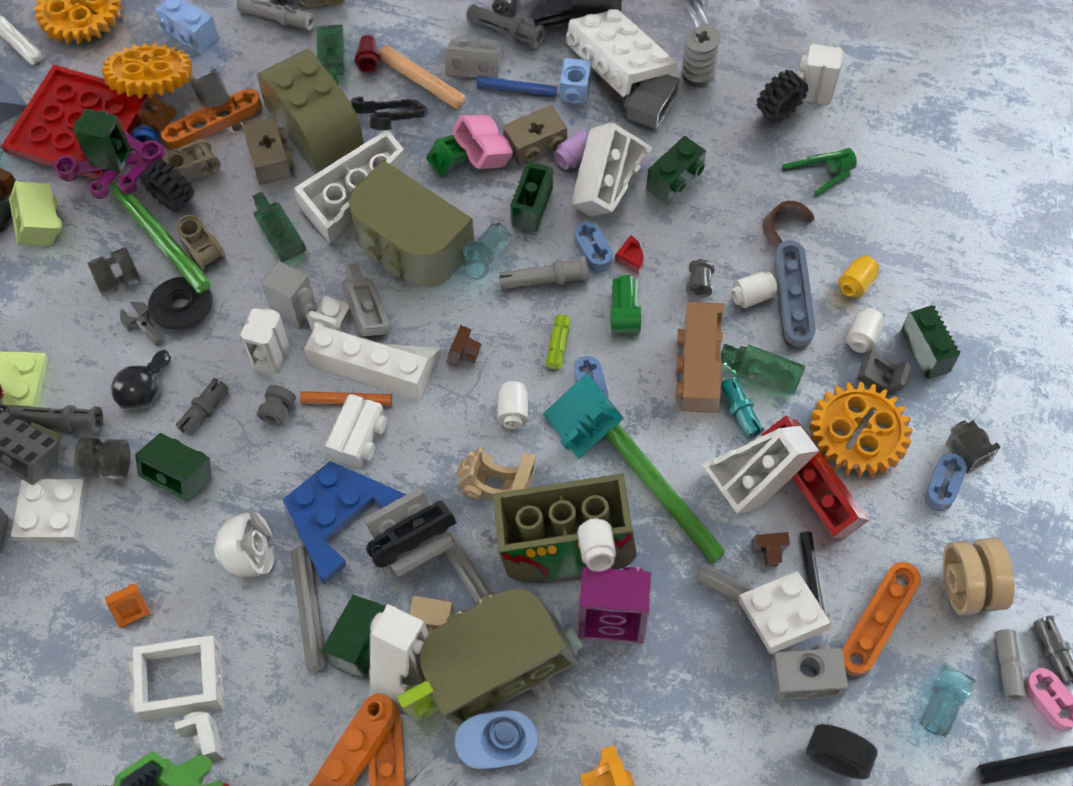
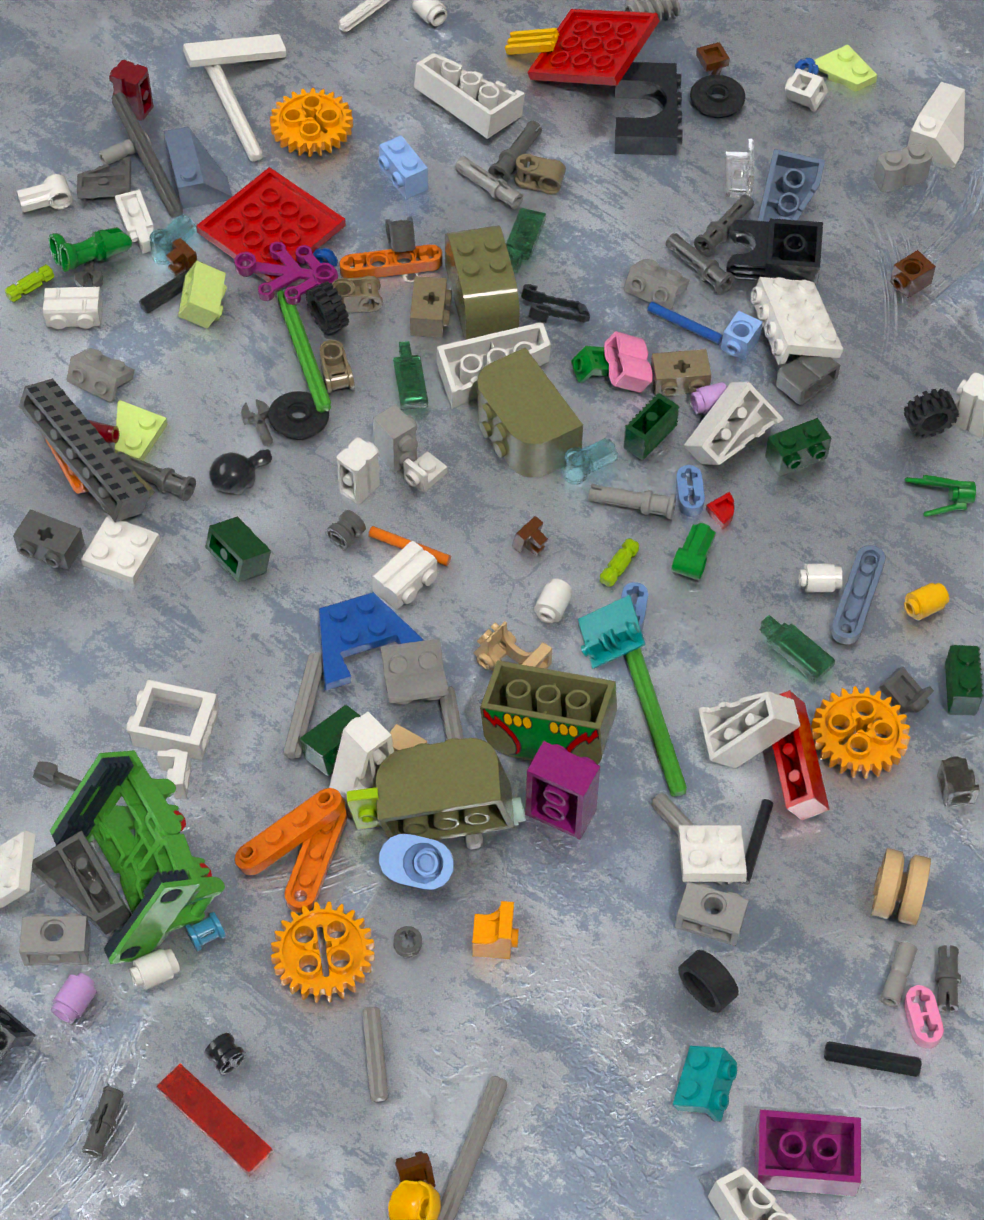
camera: 20 degrees right, 5 degrees down
(102, 140) = (285, 249): dark green brick -> none
(104, 275) = (242, 372): clear smoke wheel -> none
(107, 458) = (184, 522): clear smoke wheel -> none
(127, 605) = (155, 647): orange tile -> none
(147, 70) = (350, 198): light orange gear -> none
(158, 117) = (344, 244): reddish brown tile -> none
(202, 407) = (282, 509): dark grey pin -> none
(243, 546) = (271, 634): white cylinder -> none
(364, 302) = (459, 469): light grey hinge -> none
(367, 55) = (557, 249): dark red cone -> none
(384, 366) = (456, 531): white wedge -> none
(410, 533) = (414, 672): black hinge -> none
(422, 77) = (599, 285): light nougat axle -> none
(596, 544) = (562, 726): white brick -> none
(700, 278) = (772, 556): dark grey bush -> none
(700, 358) = (741, 618): medium nougat wedge -> none
(701, 54) = (870, 349): light grey piece -> none
(741, 408) = (759, 672): teal pin -> none
(771, 547) = (729, 798): reddish brown tile -> none
(793, 206) = (886, 514): reddish brown helmet -> none
(865, 330) = (908, 649): white brick -> none
(880, 618) = (798, 893): orange plate -> none
(949, 693) = (831, 974): clear light blue piece -> none
(952, 484) = (914, 800): medium blue beam -> none

